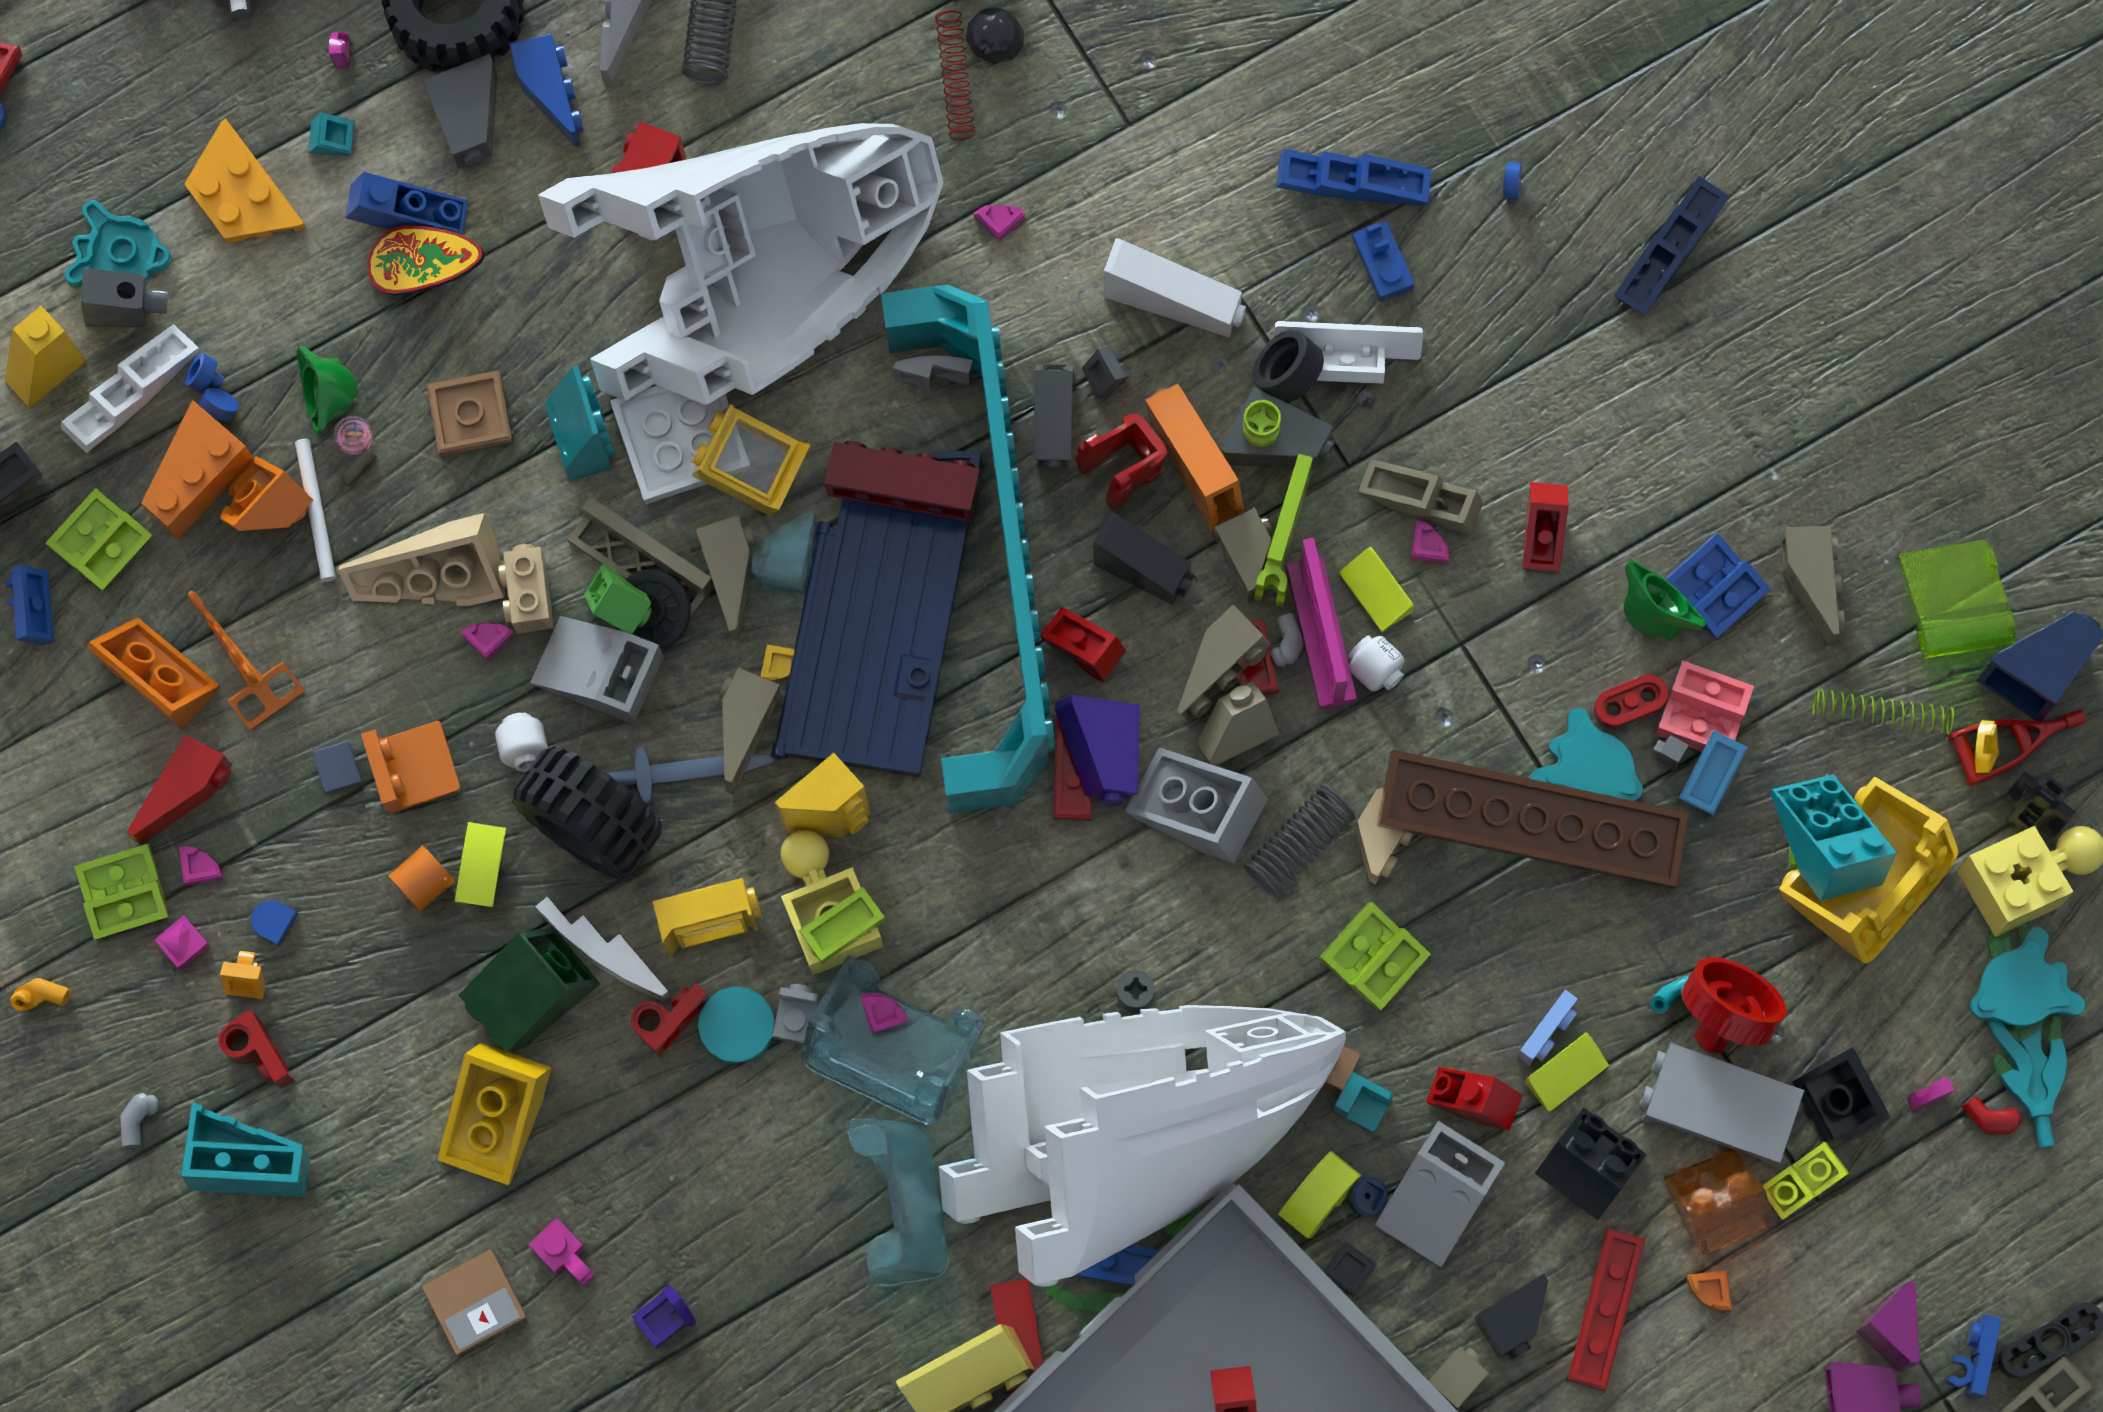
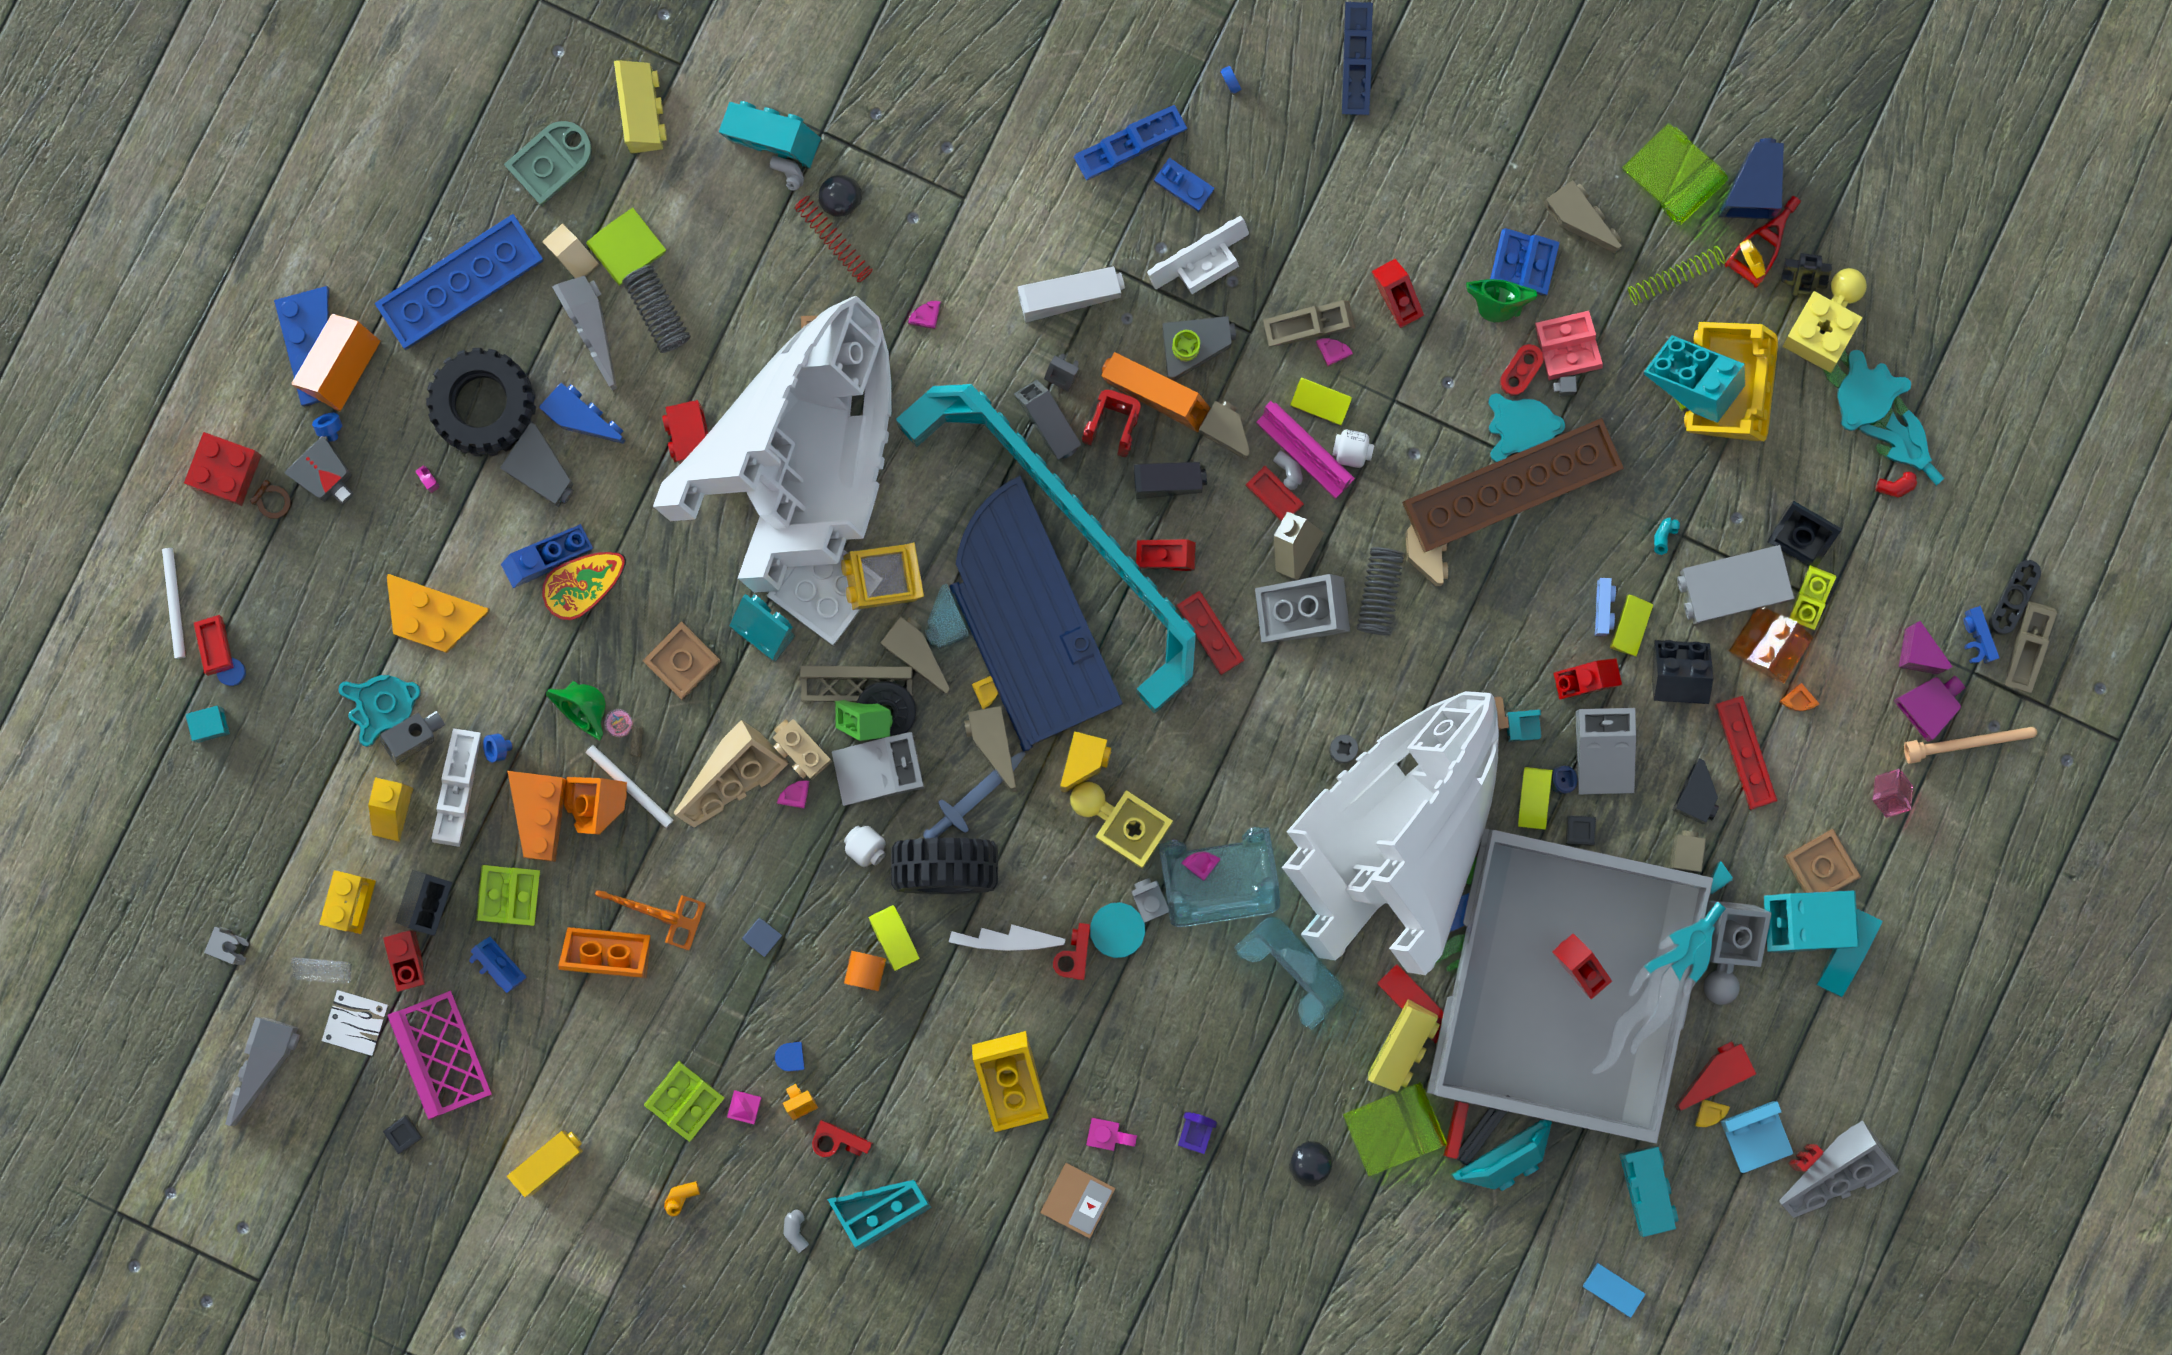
camera: 35 degrees left, 10 degrees up
(183, 785) = (676, 1009): red slope -> none
(198, 866) = (720, 1054): dark pink tile -> none
(219, 404) = (521, 760): blue tile -> none
(331, 135) = (462, 539): teal slope -> none
(411, 766) = (808, 905): orange bracket -> none
(527, 988) = (977, 993): dark green slope -> none
(707, 914) = (1057, 876): yellow window -> none
(842, 925) = (1146, 830): lime tile -> none
(903, 481) = (987, 527): dark red brick -> none
(922, 369) = (947, 447): light grey slope -> none
(1102, 745) = (1223, 612): dark purple slope -> none
(1224, 653) = (1257, 504): dark tan slope -> none
(1272, 575) = (1244, 403): lime tile -> none
(1277, 355) = (1160, 294): black tyre -> none
(1374, 956) = (1470, 631): lime slope -> none
(1713, 772) = (1599, 382): dark azure tile -> none
(1731, 1004) = (1705, 520): red piece -> none
(1938, 1090) = (1853, 495): dark pink tile -> none

